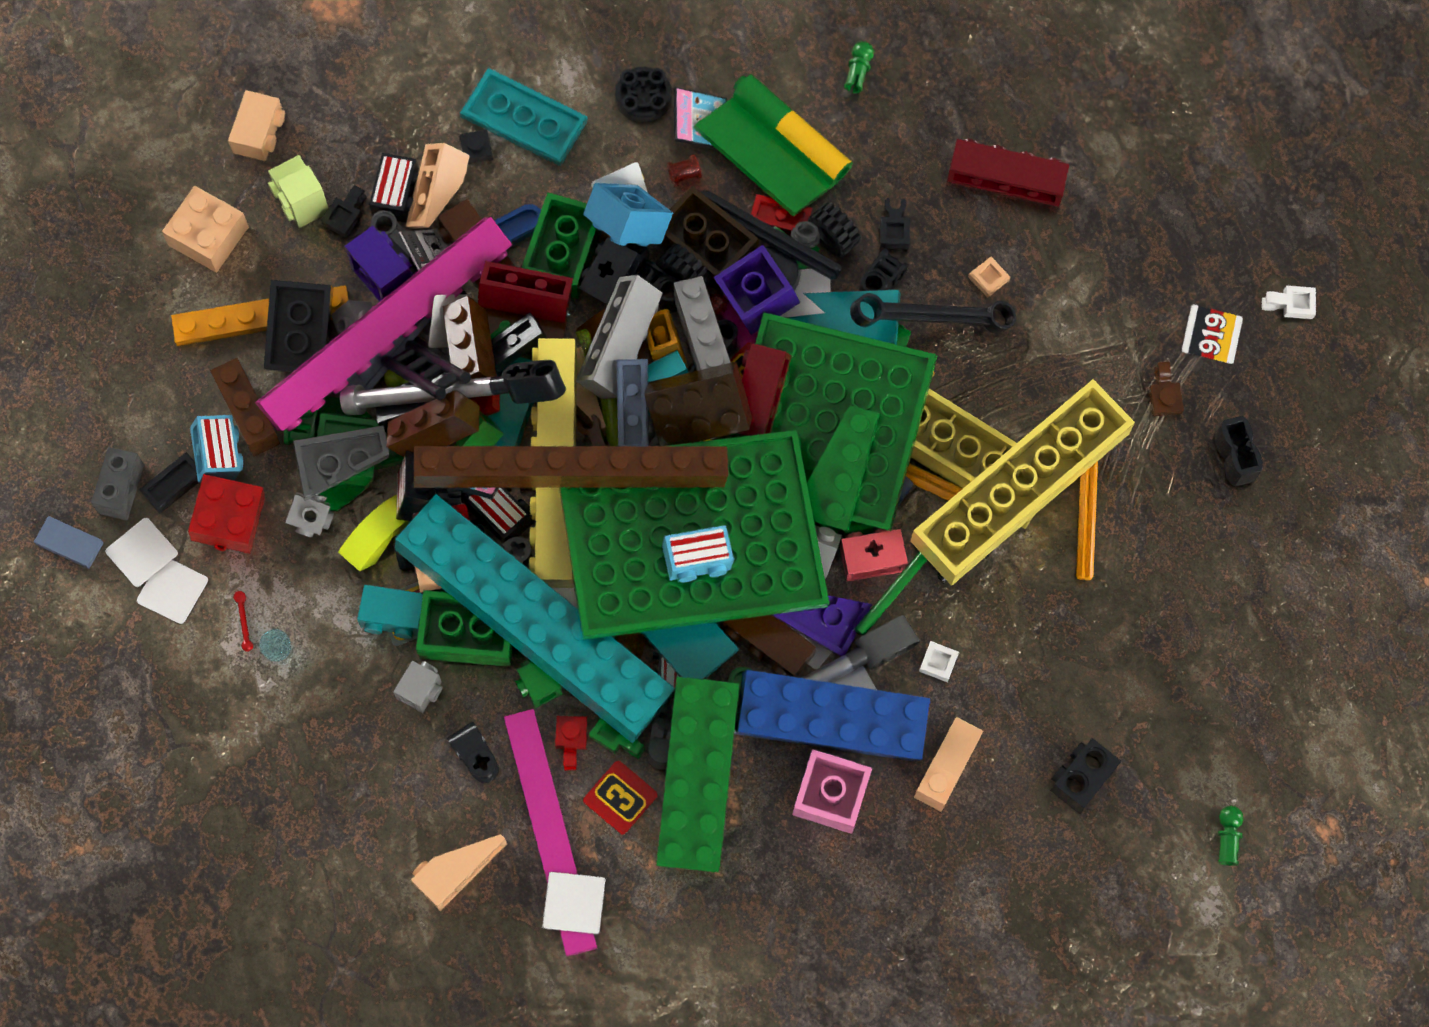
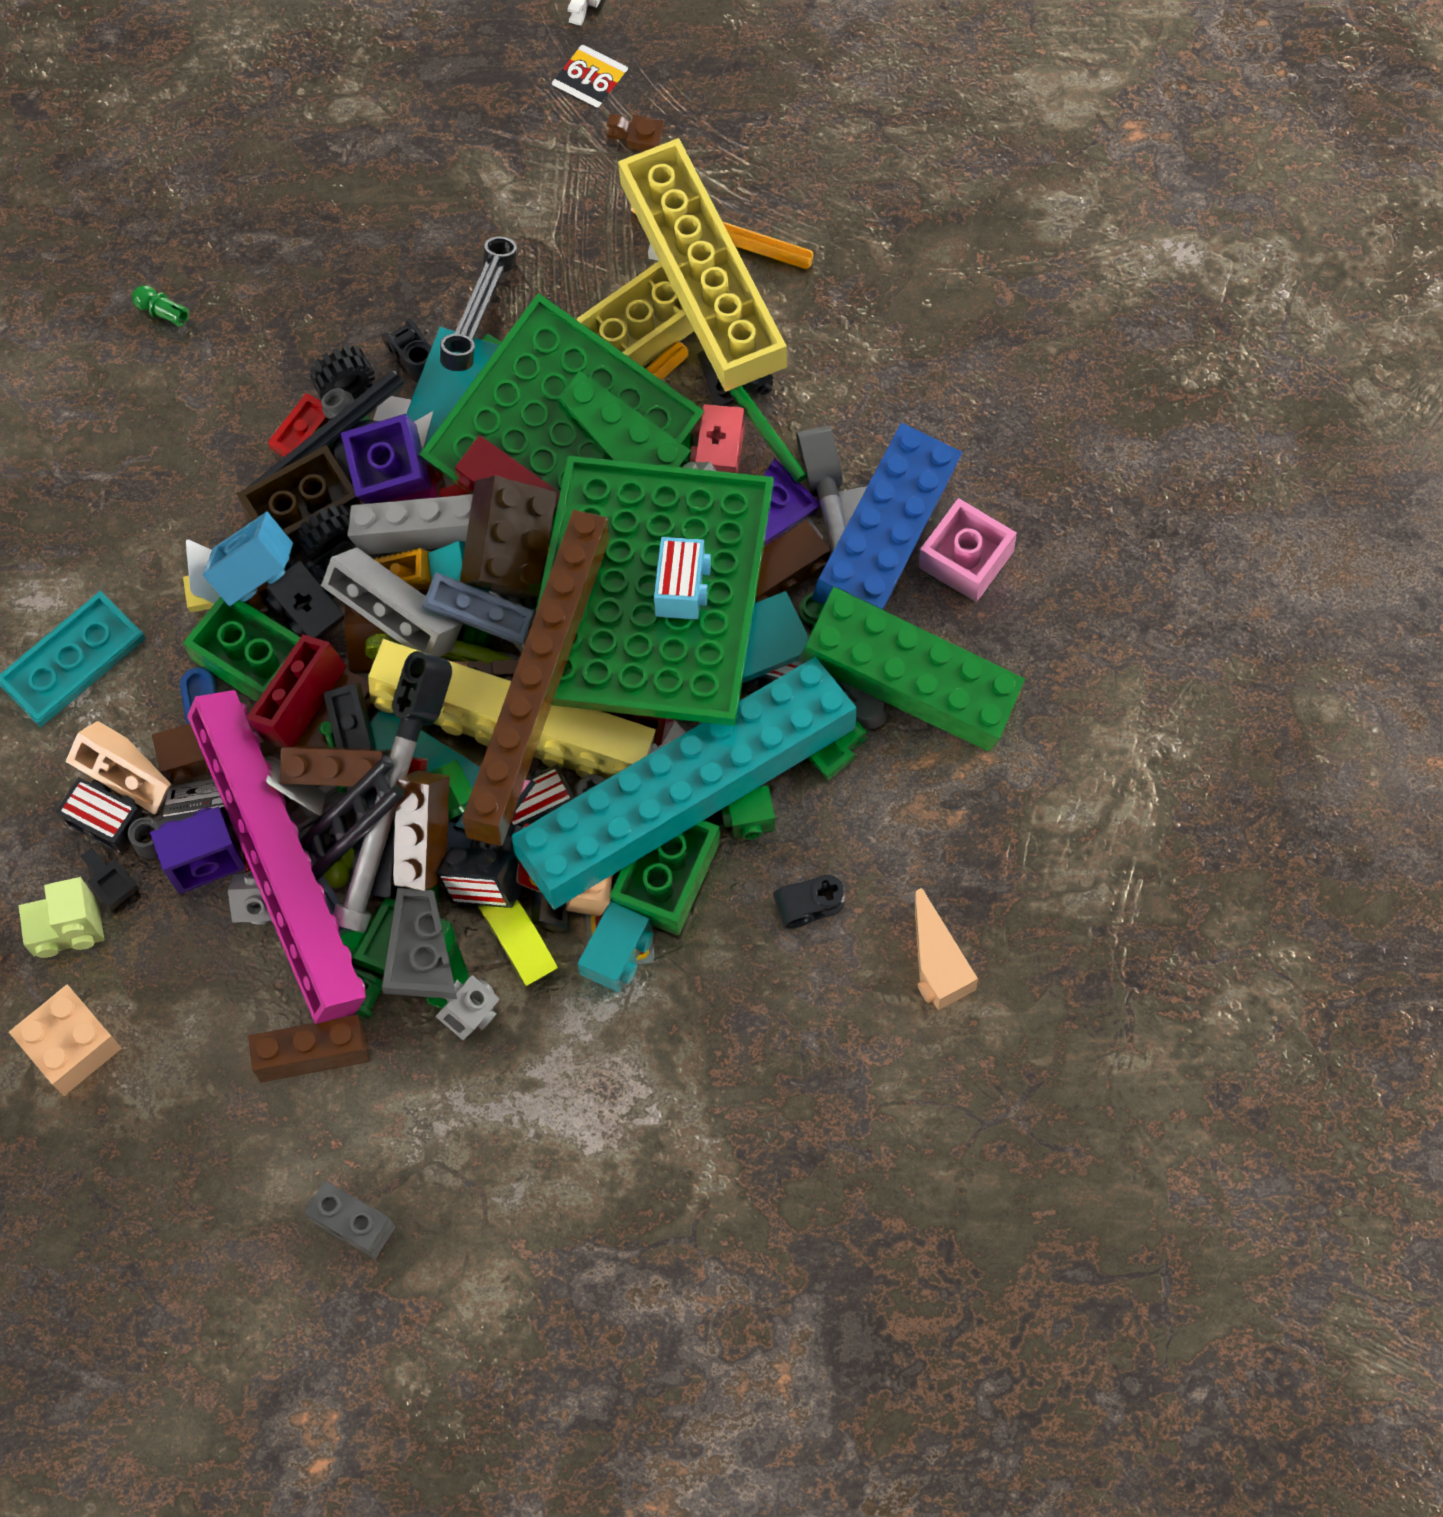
camera: 65 degrees left, 5 degrees down
(68, 542) = (399, 1301): sand blue tile -> none
(141, 552) = (441, 1219): white sticker -> none
(171, 483) = (369, 1160): black tile -> none
(173, 591) = (501, 1194): white sticker -> none
(216, 447) = (348, 1094): brick -> none
(226, 514) = (434, 1100): red brick -> none
(232, 320) = (197, 1010): light orange plate -> none
(240, 598) = (538, 1118): red hinge -> none
(275, 645) = (610, 1090): clear light blue tile -> none
(296, 323) = (234, 957): black brick -> none
(419, 686) = (713, 940): light grey brick -> none
(477, 146) = (83, 714): black plate -> none
(544, 811) = (921, 848): dark pink tile -> none
(570, 736) = (821, 797): red plate -> none
(574, 902) = (1010, 842): white sticker -> none
(620, 797) = (903, 769): sticker -> none
(643, 94) = (97, 527): black tile -> none
(684, 170) = (213, 514): clear red bush -> none
(690, 109) = (155, 473): piece -> none
(774, 146) = (216, 409): green door -> none
(895, 228) = (360, 324): black plate -> none
(939, 661) = (856, 416): white plate -> none
(948, 764) = (981, 442): light nougat slope -> none
(989, 277) = (449, 253): light nougat tile -> none
(1008, 172) = (341, 199): dark red brick -> none
(1089, 779) = (1026, 313): black brick -> none
(1231, 819) = (1103, 204): green pin -> none
(1241, 456) = (727, 81): black brick -> none

